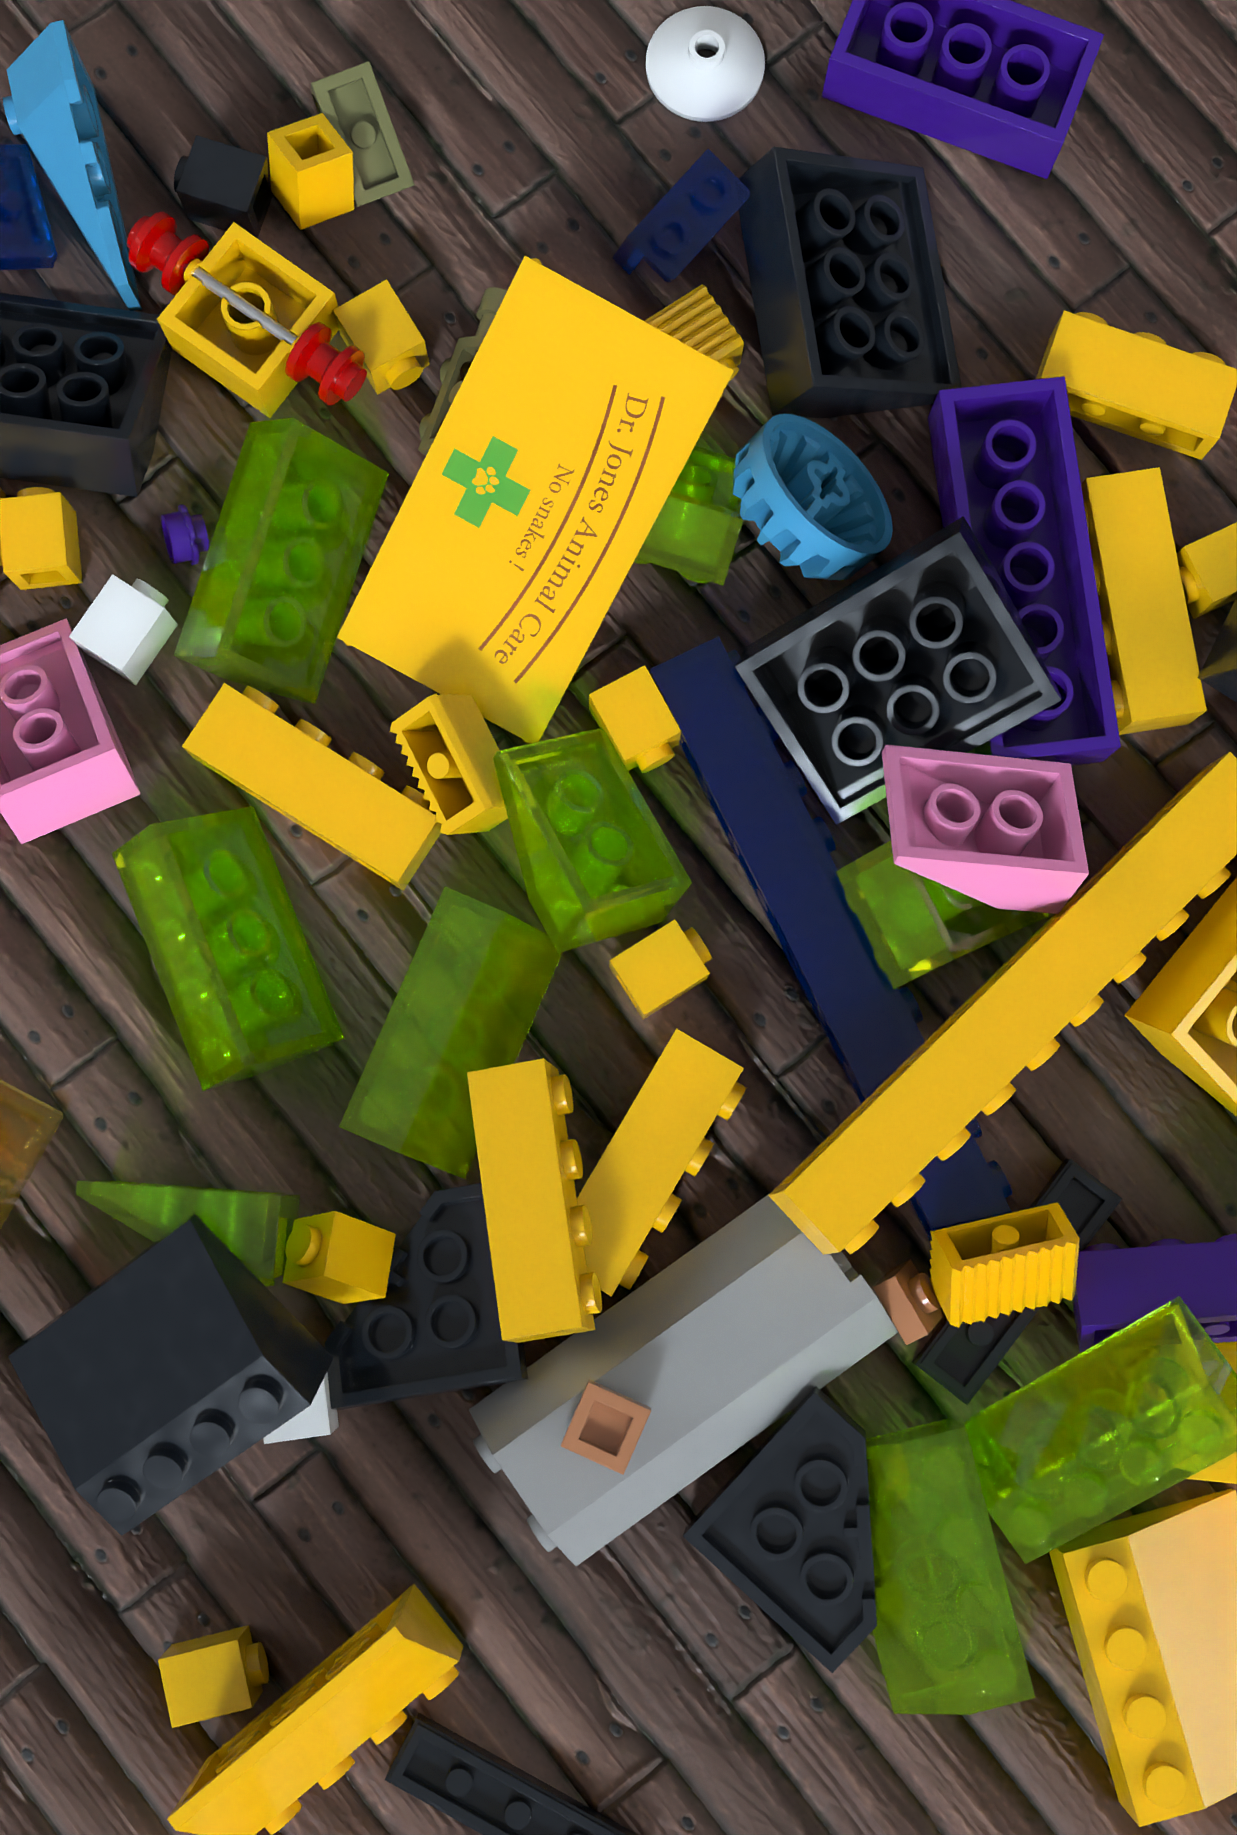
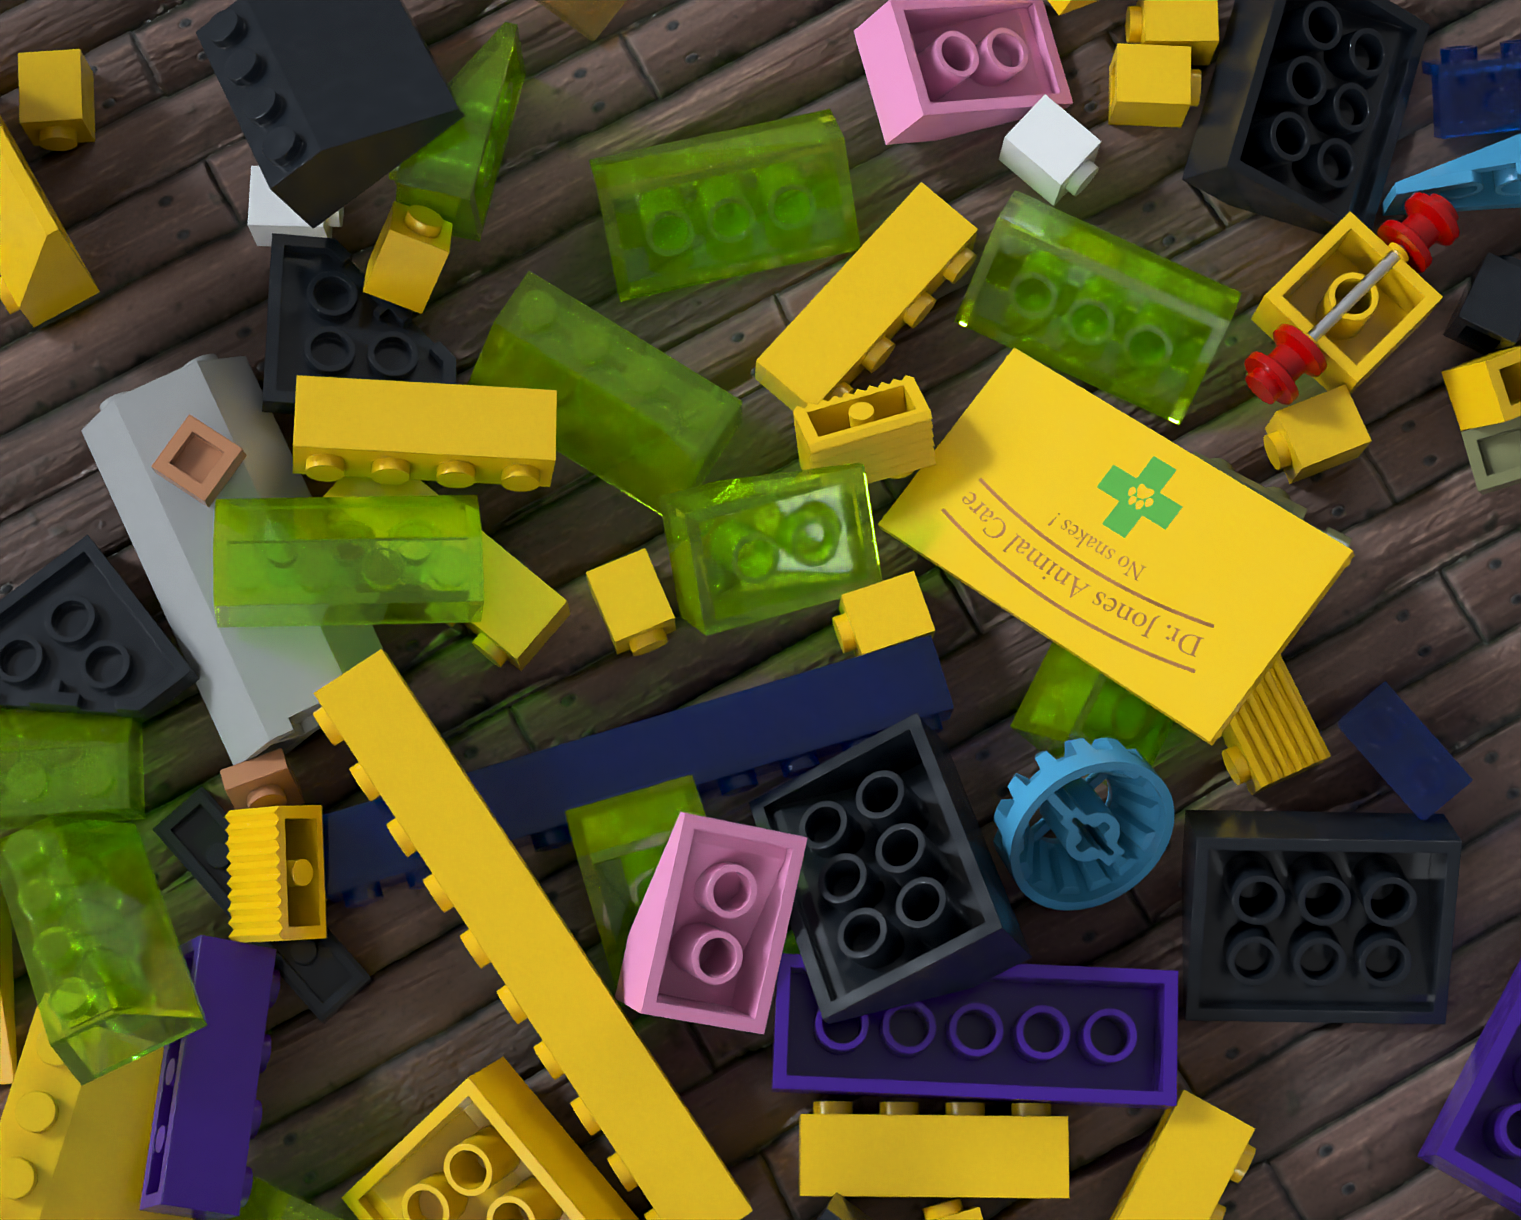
camera: 100 degrees right, 5 degrees down
(184, 535) = (1138, 220): dark purple plate -> none
(678, 1251) = (347, 561): none -> clear neon green slope

